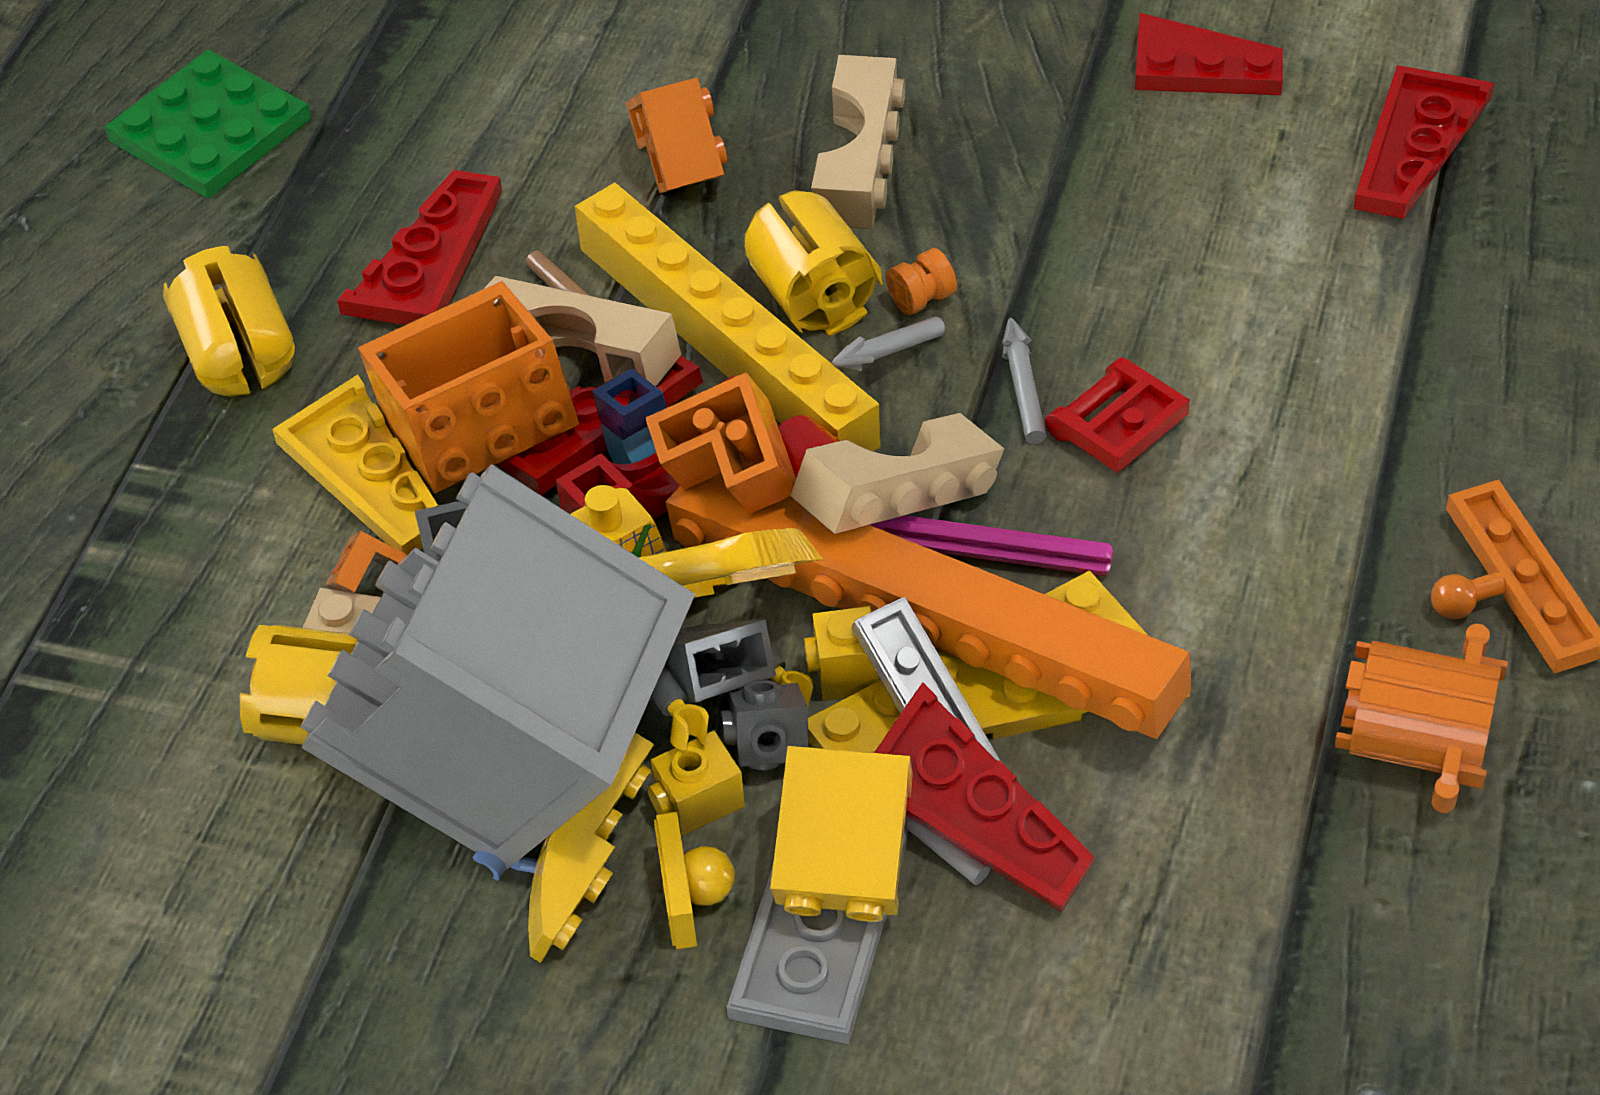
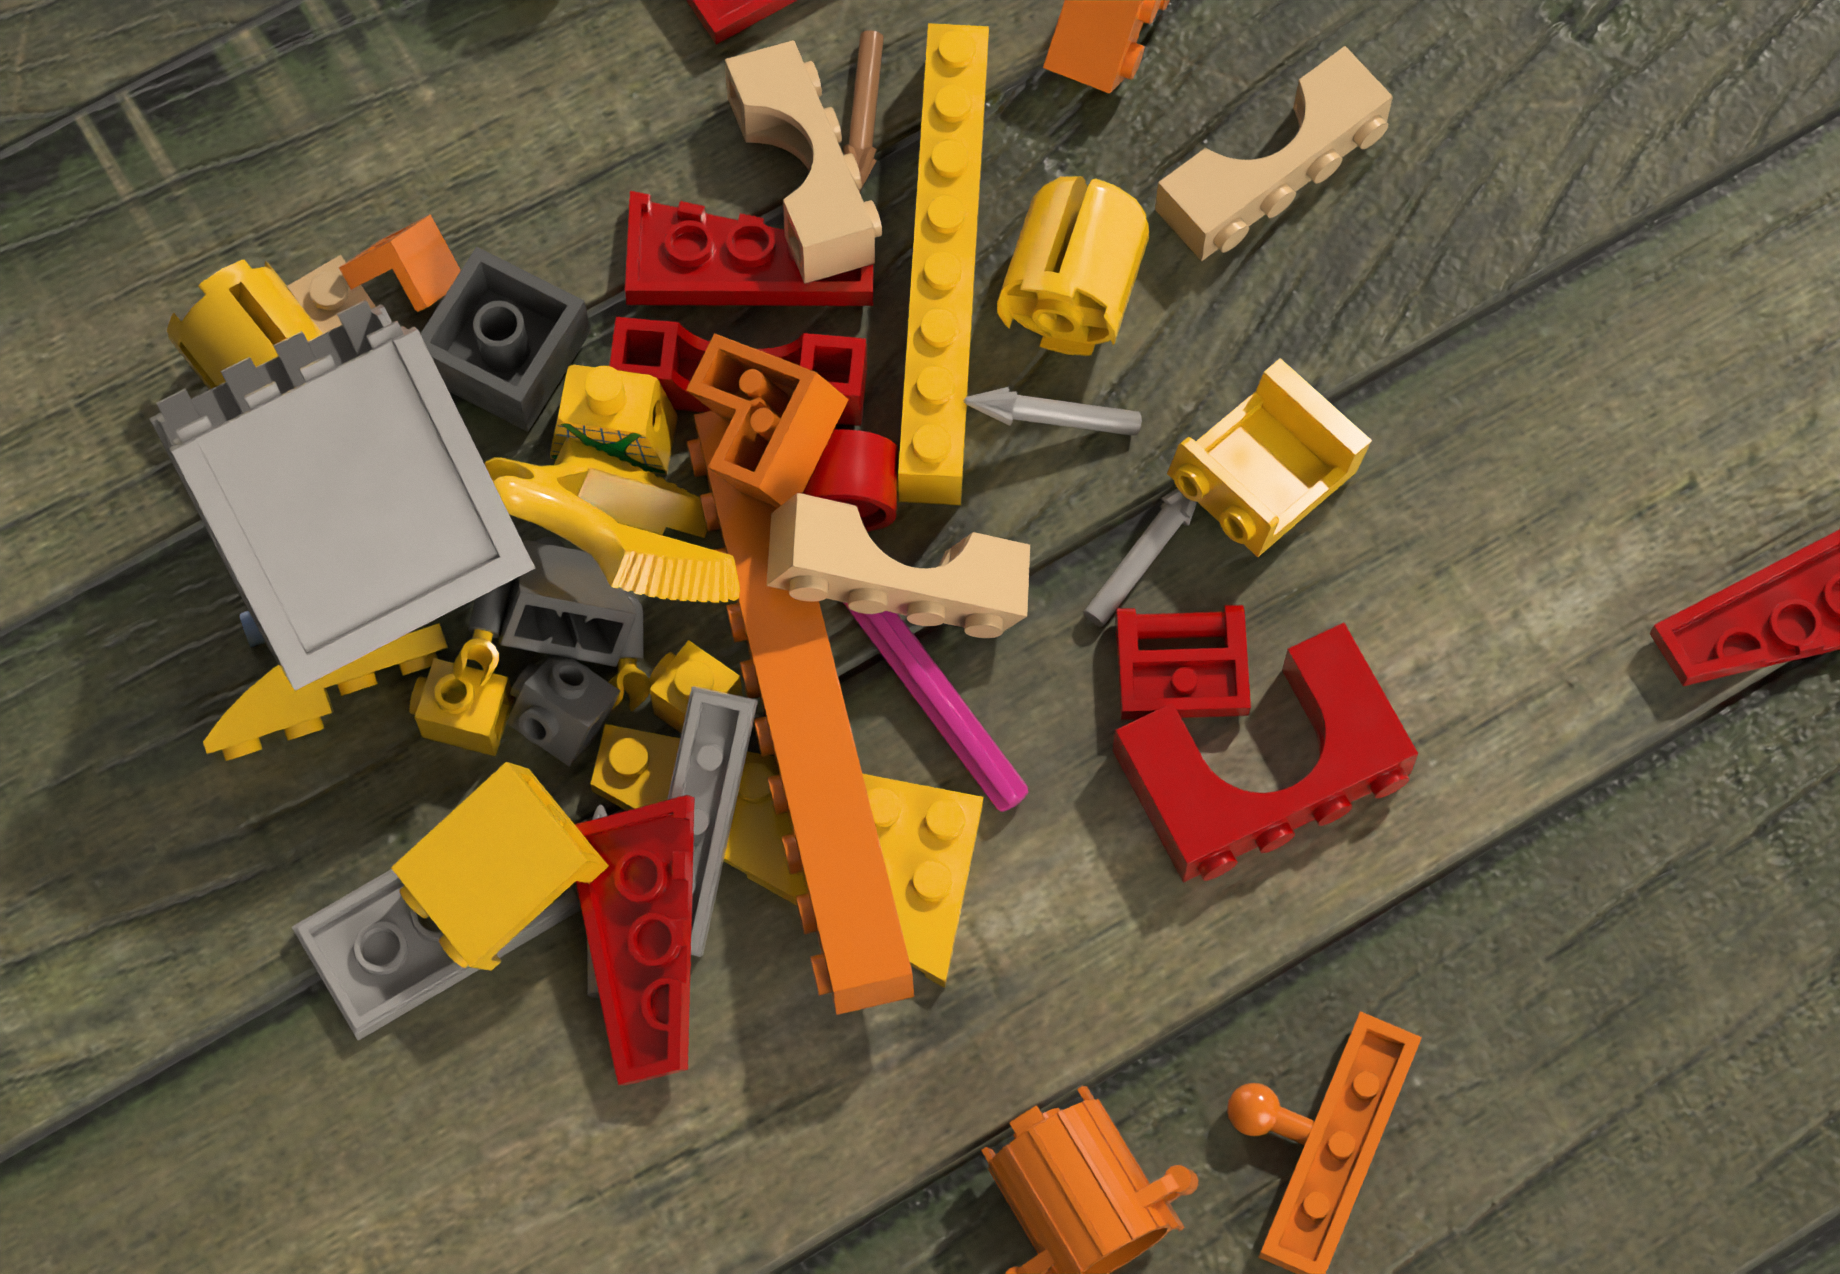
camera: 40 degrees right, 20 degrees up
(359, 462) = (517, 137): yellow wing -> none
(469, 385) = (644, 149): orange container -> none
(626, 427) = (745, 310): dark blue leg -> none
(697, 877) = (369, 786): yellow tile -> none
(921, 281) = (1148, 363): orange wheel -> none
(1042, 273) = (1270, 459): none -> yellow panel
(1204, 61) = (1706, 337): red wing -> none
(1236, 473) = (1212, 822): none -> red arch

